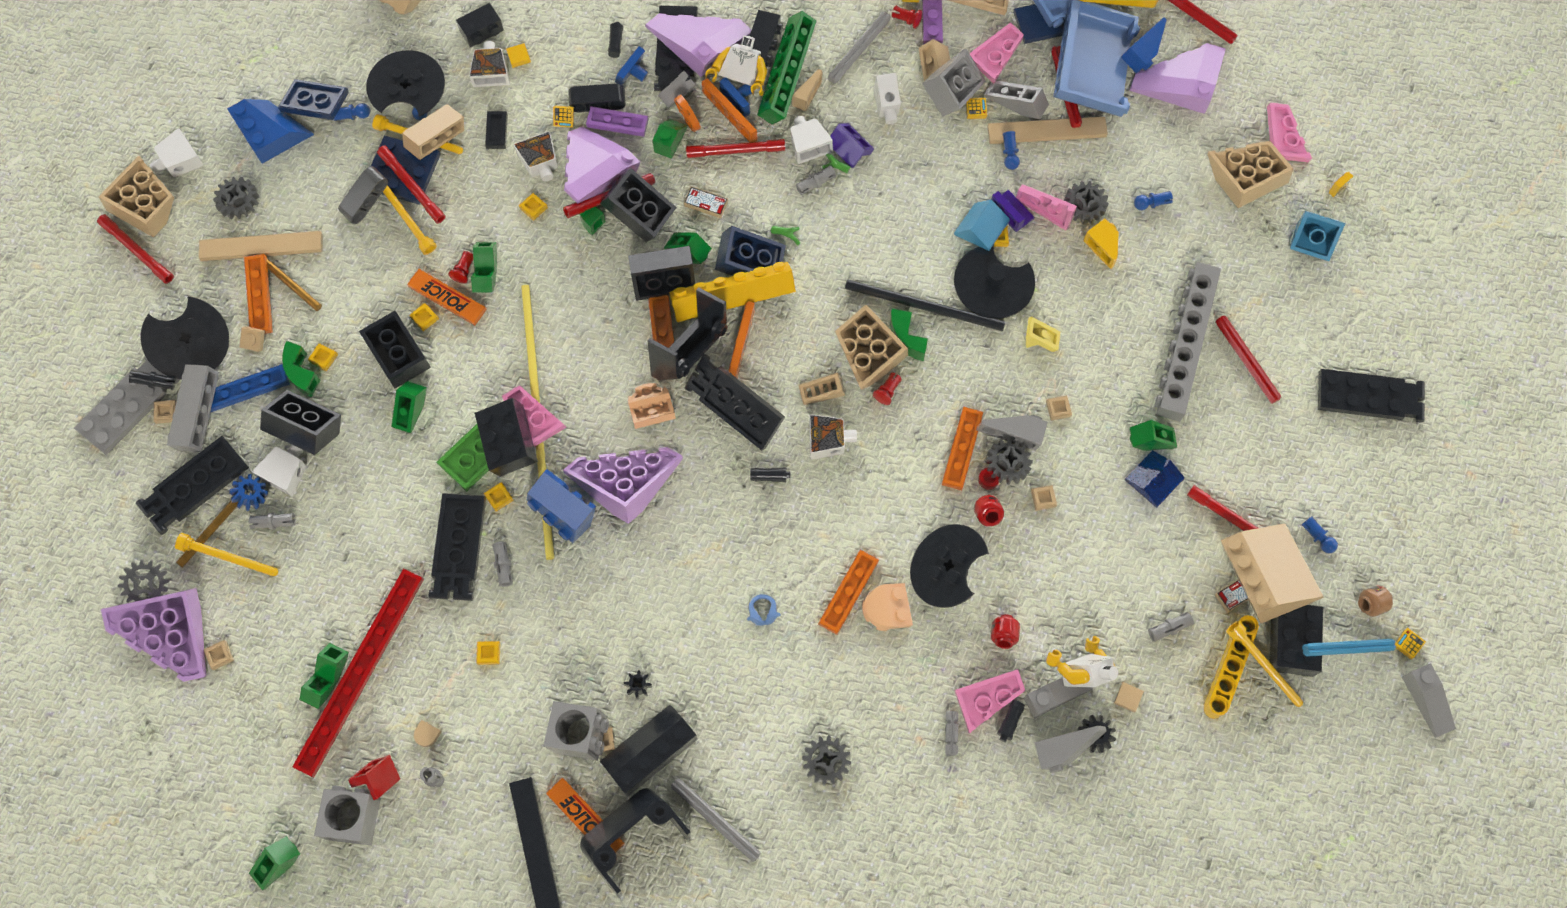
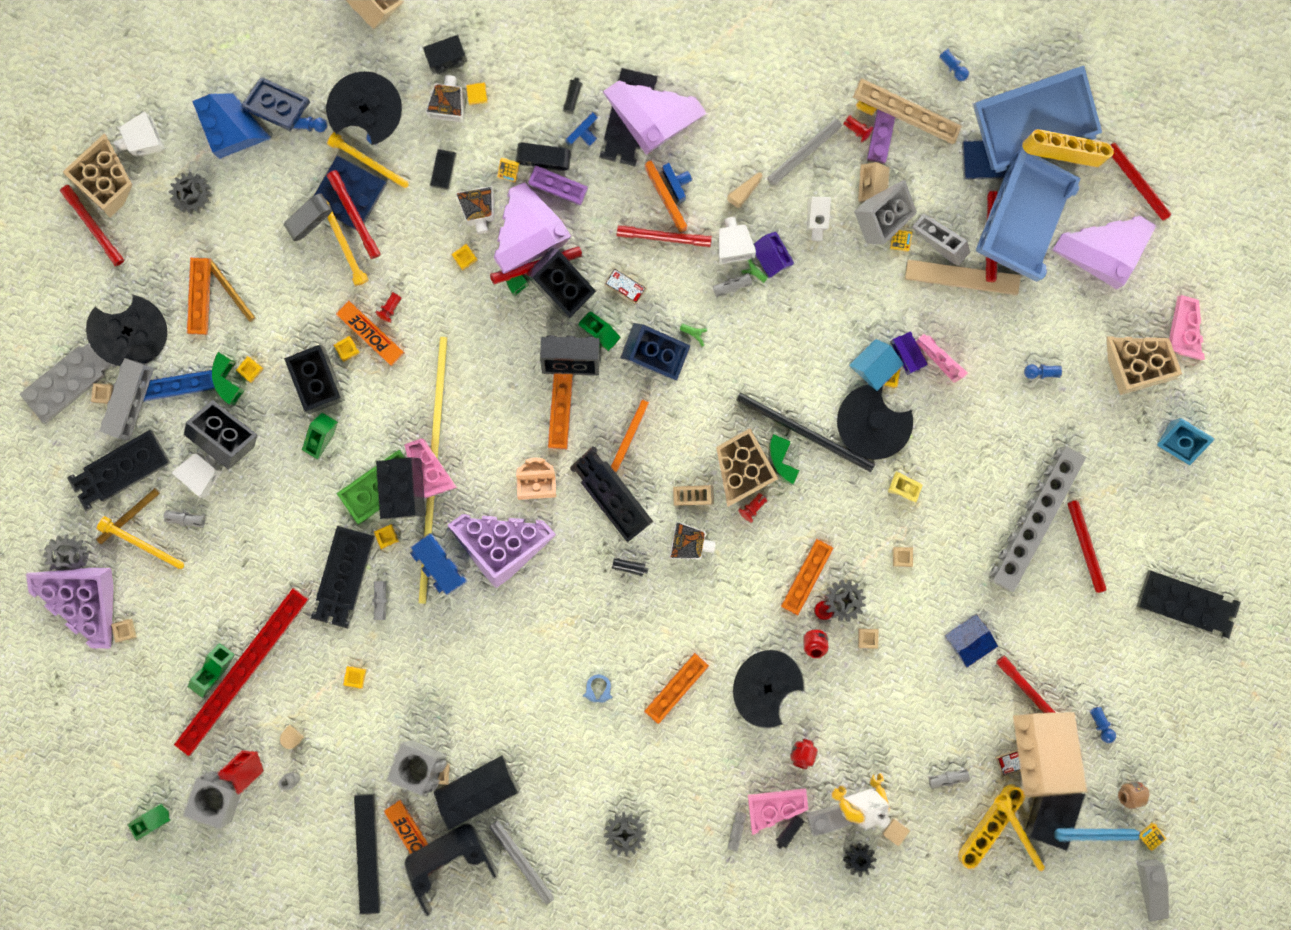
camera: 10 degrees right, 15 degrees up
(152, 379) = (93, 364): black pin -> none
(252, 338) = (187, 339): tan plate -> none
(253, 499) = (173, 488): blue gear -> none
(264, 244) = (207, 246): tan tile -> none
(433, 131) = (382, 163): tan brick -> none
(485, 267) = (409, 314): green brick -> none
(639, 678) = (476, 739): black gear -> none
(668, 137) = (604, 211): green slope -> none
(681, 85) = (621, 164): light grey leg -> none
(681, 356) = (582, 434): black windscreen -> none
(684, 108) = (624, 192): orange tile -> none
(736, 290) = (631, 385): yellow brick -> none
(741, 64) = (686, 154): torso -> none
(765, 31) = (712, 128): black brick -> none
(786, 67) = (729, 163): green brick -> none
(888, 607) = (707, 710): light nougat slope -> none
(996, 51) = (934, 184): bright pink wing -> none
(1011, 161) = (921, 303): blue pin -> none
(1025, 429) = (865, 574): light grey slope -> none
(1064, 749) = (824, 869): light grey slope -> none
(1096, 201) = (986, 364): dark grey gear -> none
(1104, 242) = (986, 405): yellow slope -> none
(1142, 52) = (1079, 212): blue slope -> none
(1152, 436) = (980, 604): green slope -> none
(1340, 184) = (1223, 392): yellow tile -> none

